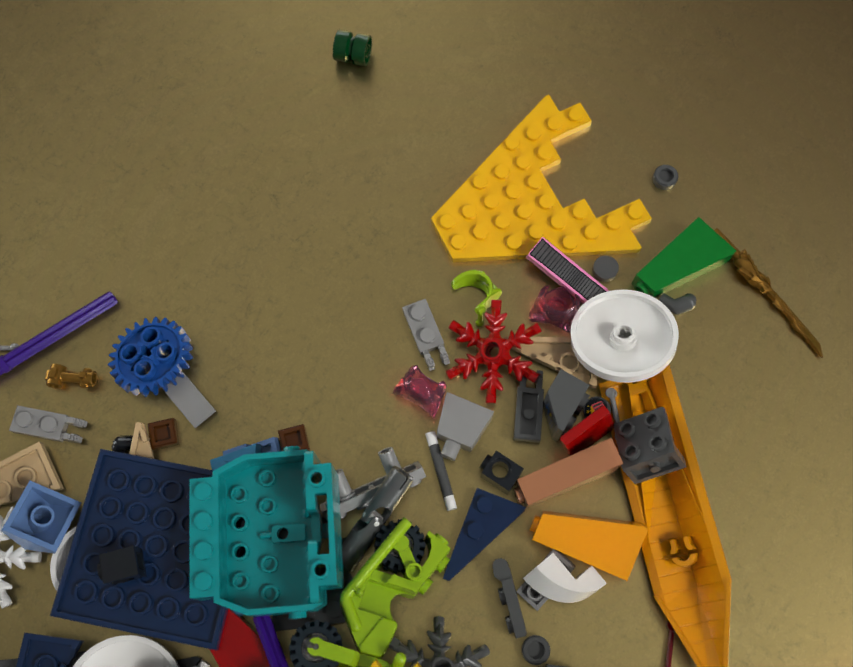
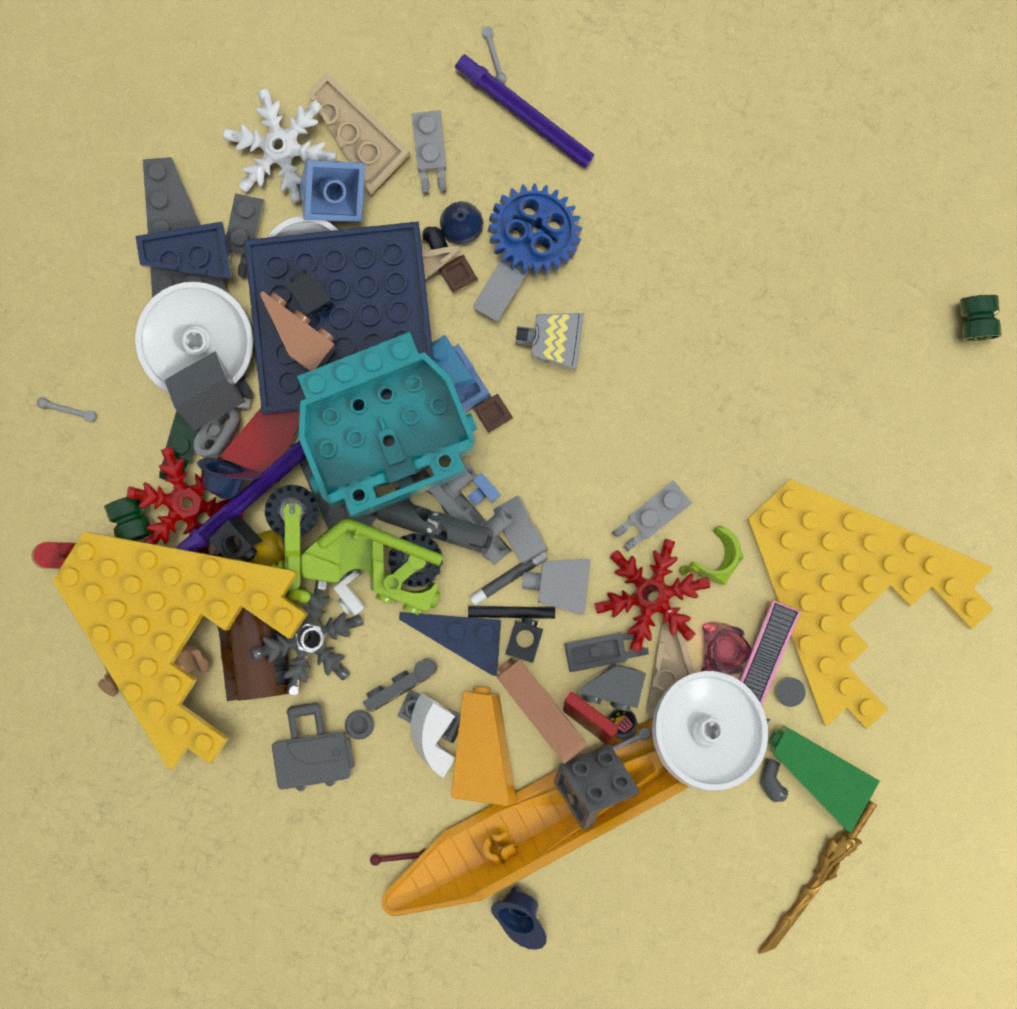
camera: 70 degrees right, 15 degrees up
(35, 613) = (243, 225): none -> dark grey hinge
(58, 375) = (485, 137): pearl gold bar -> none
(120, 416) = (461, 223): none -> dark blue helmet
(160, 588) = (301, 341): none -> nougat slope
(249, 368) = (554, 339): none -> light grey torso
(357, 466) = (484, 489): none -> medium blue tile
(405, 444) = (522, 532): none -> light grey slope
(417, 622) = (349, 600): none -> white bracket
(421, 390) = (586, 531): clear pink hair -> none
(472, 477) = (511, 612): none -> black bar
(665, 177) = (926, 732): dark grey tile -> none
(753, 551) = (519, 918): none -> dark blue piece

